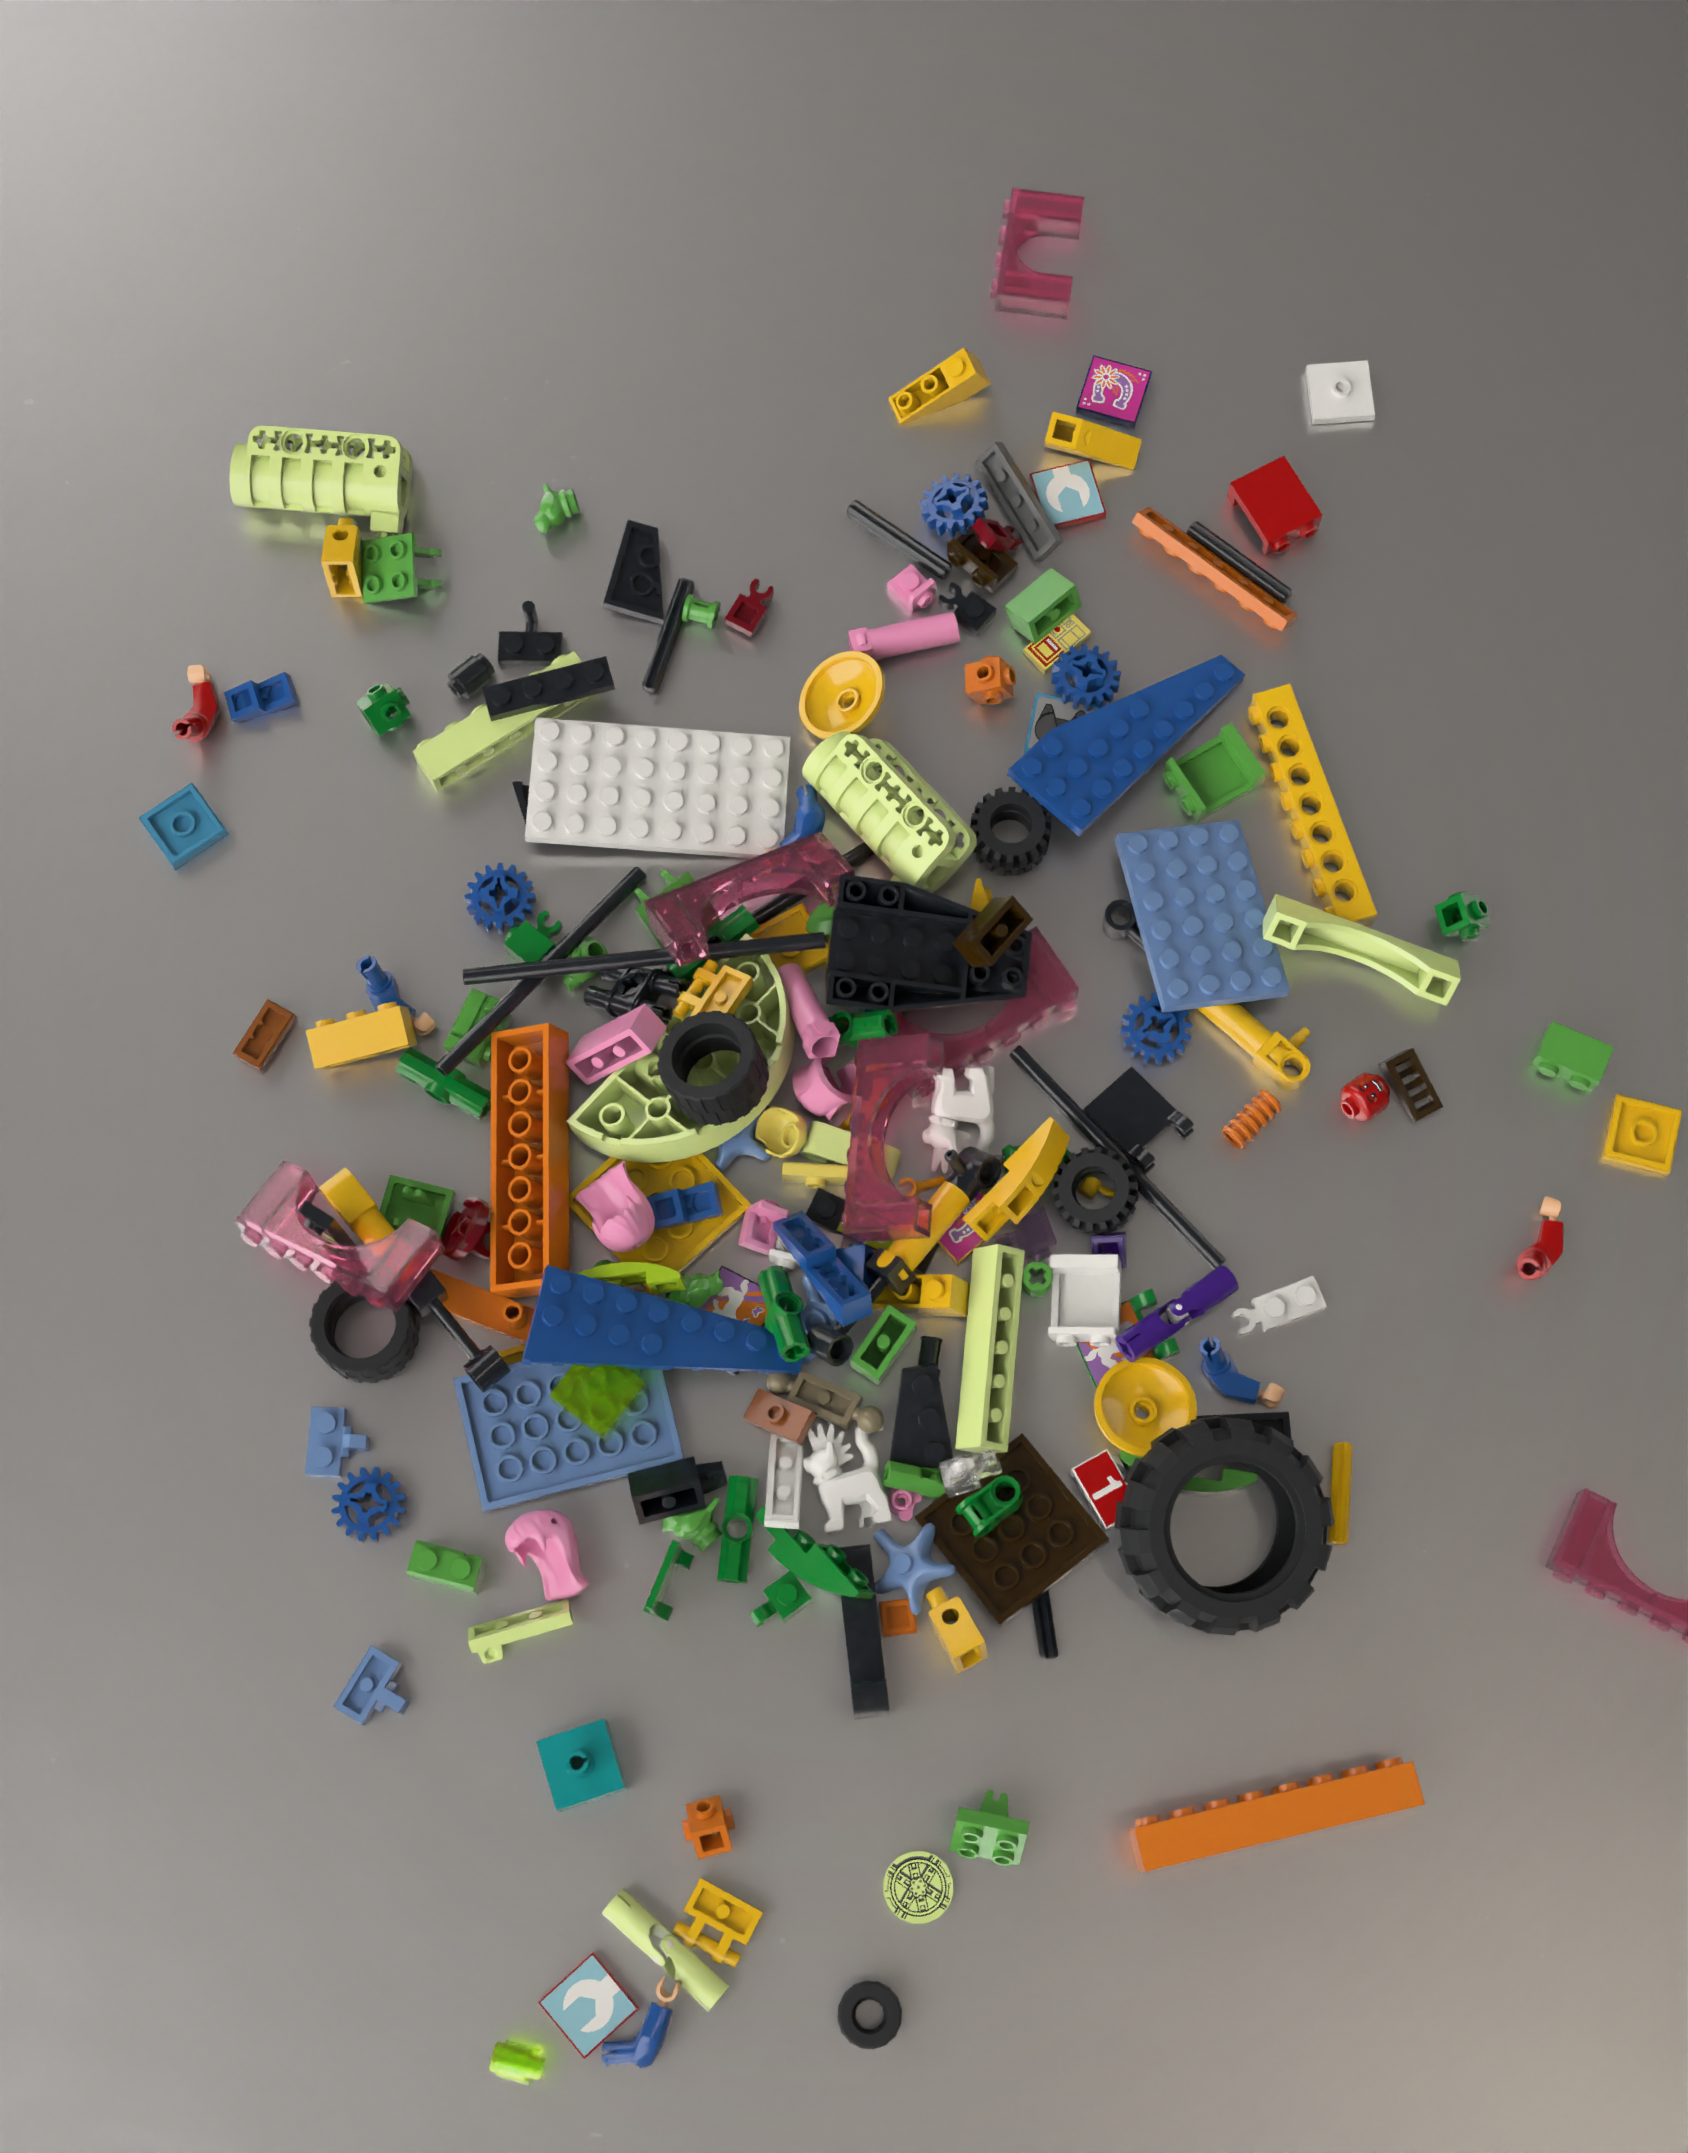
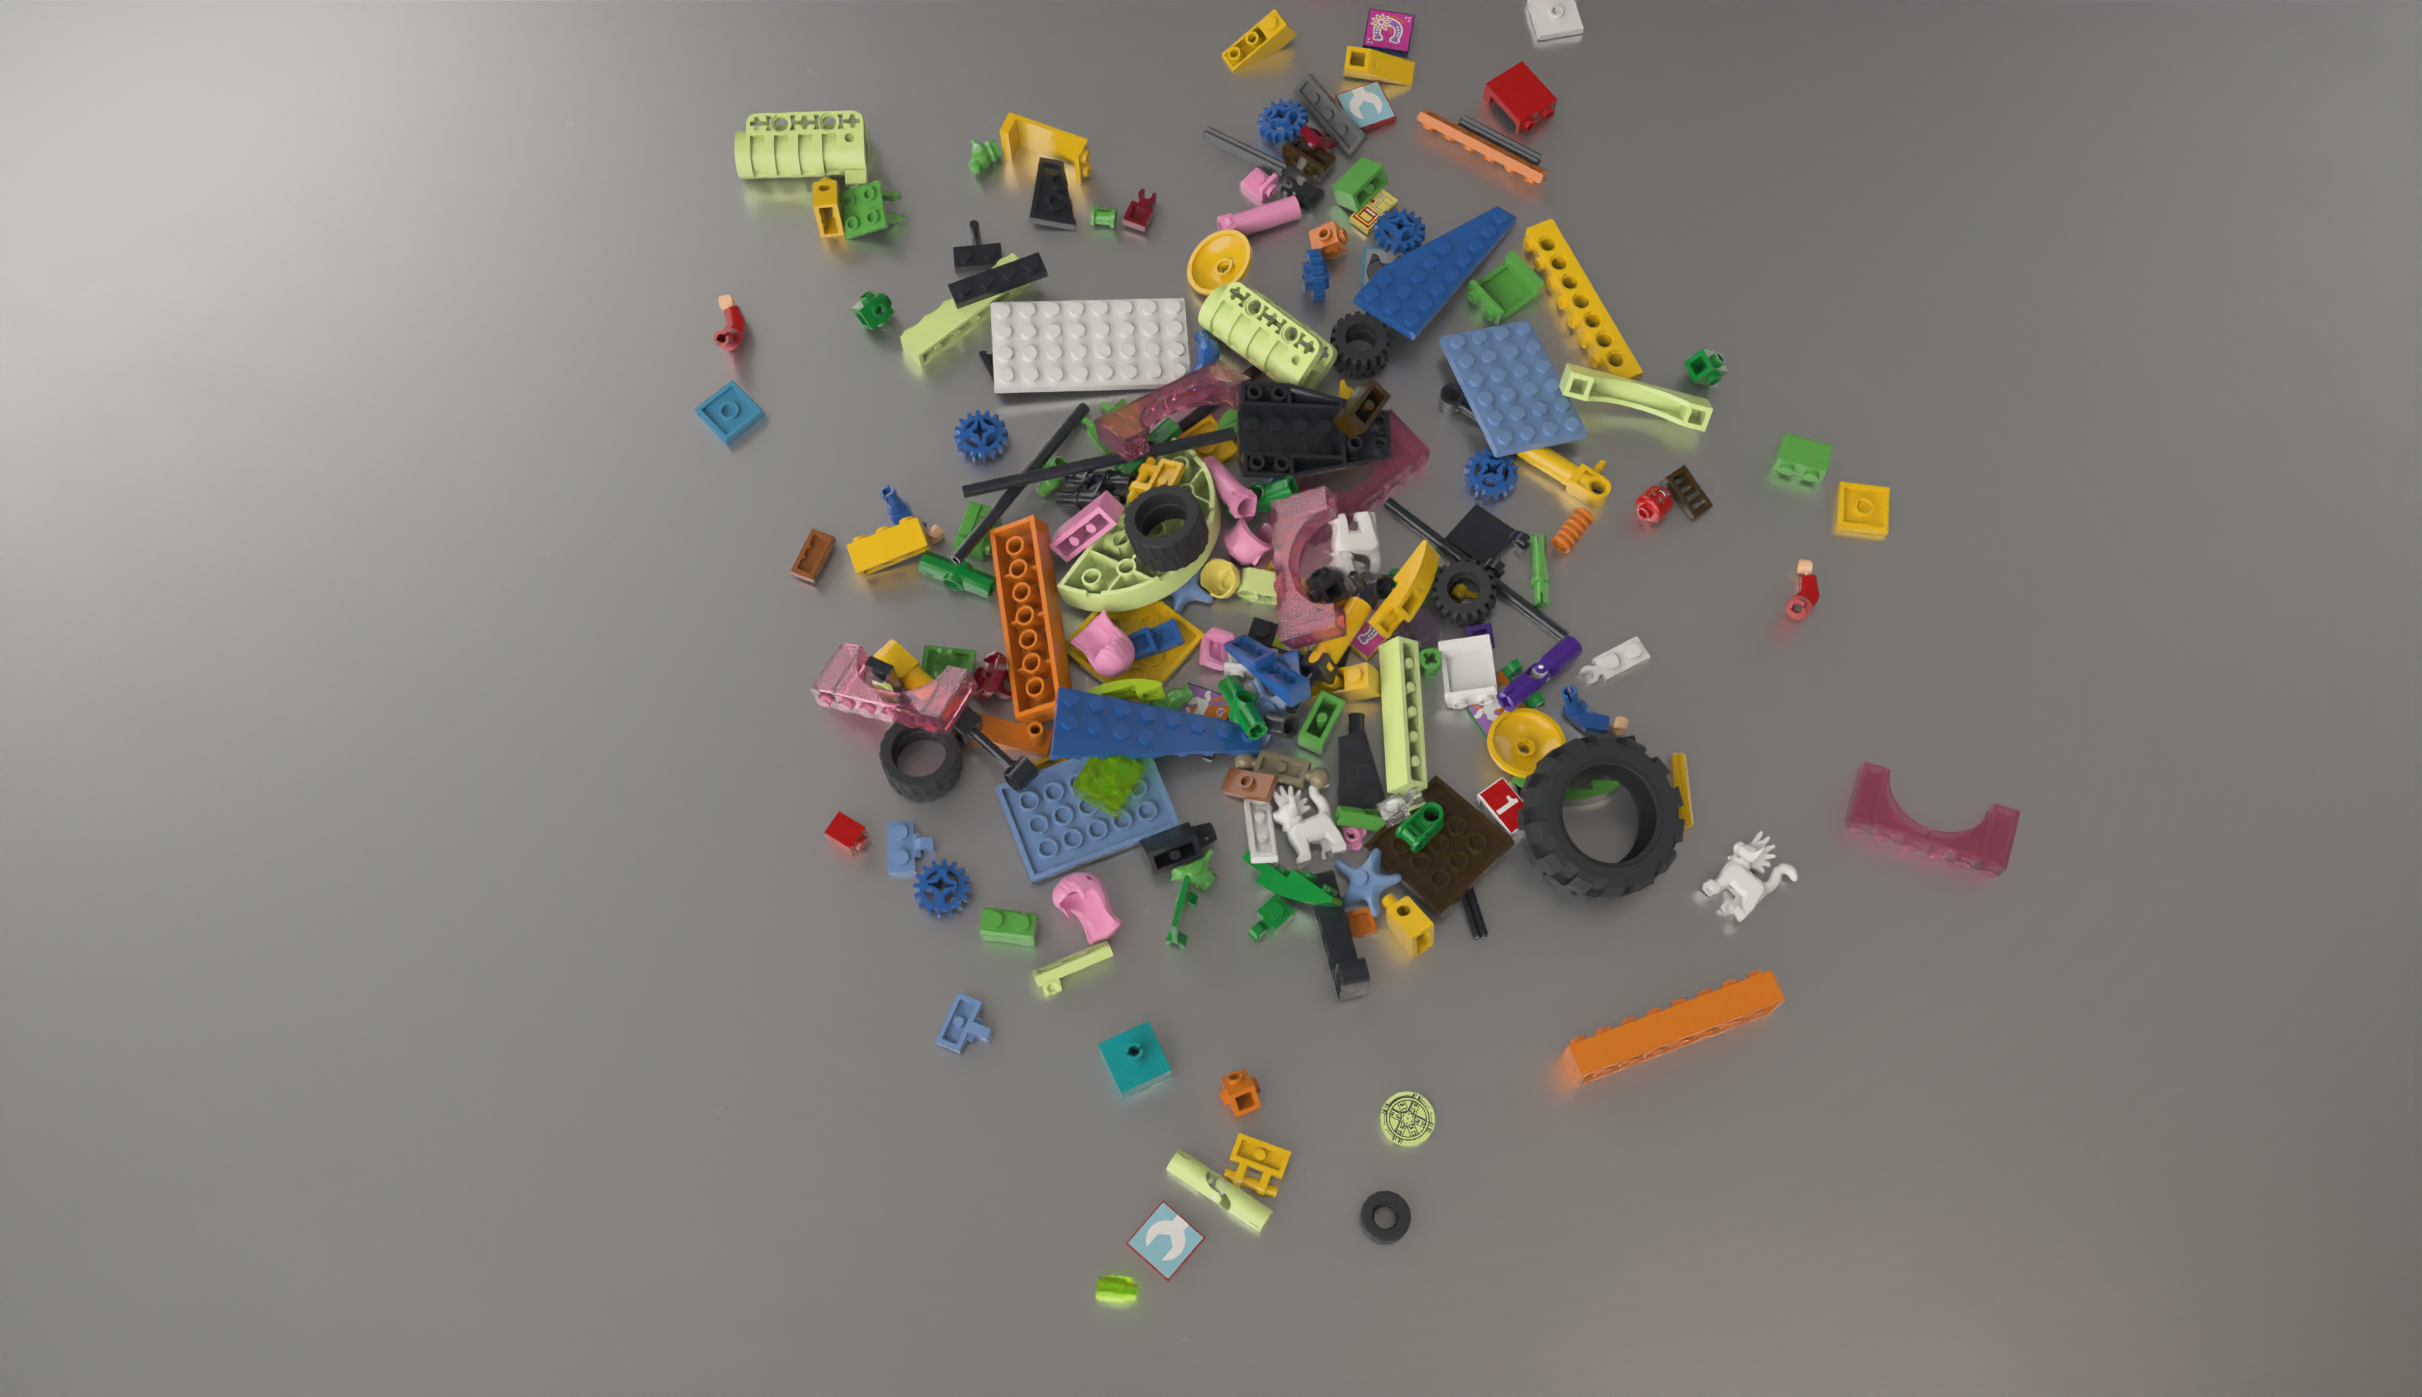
camera: 10 degrees left, 5 degrees down
(259, 1416) = (847, 834): none -> red brick
(260, 699) = (777, 315): blue slope -> none
(470, 676) = (935, 280): black brick -> none
(530, 944) = (1009, 463): green brick -> none
(605, 482) = (1046, 140): none -> yellow panel
(650, 2038) = (1217, 1258): blue arm -> none
(667, 637) = (1080, 238): black axle -> none
(741, 1507) = (1229, 886): green piece -> none
(814, 1174) = (1250, 607): light yellow plate -> none
(916, 1163) = (1326, 586): none -> black brick
(964, 728) = (1315, 275): none -> blue gear
(989, 1832) = (1457, 1068): bright green plate -> none
(1199, 1182) = (1540, 579): none -> bright green pin
(1403, 1637) = (1742, 883): none -> white animal

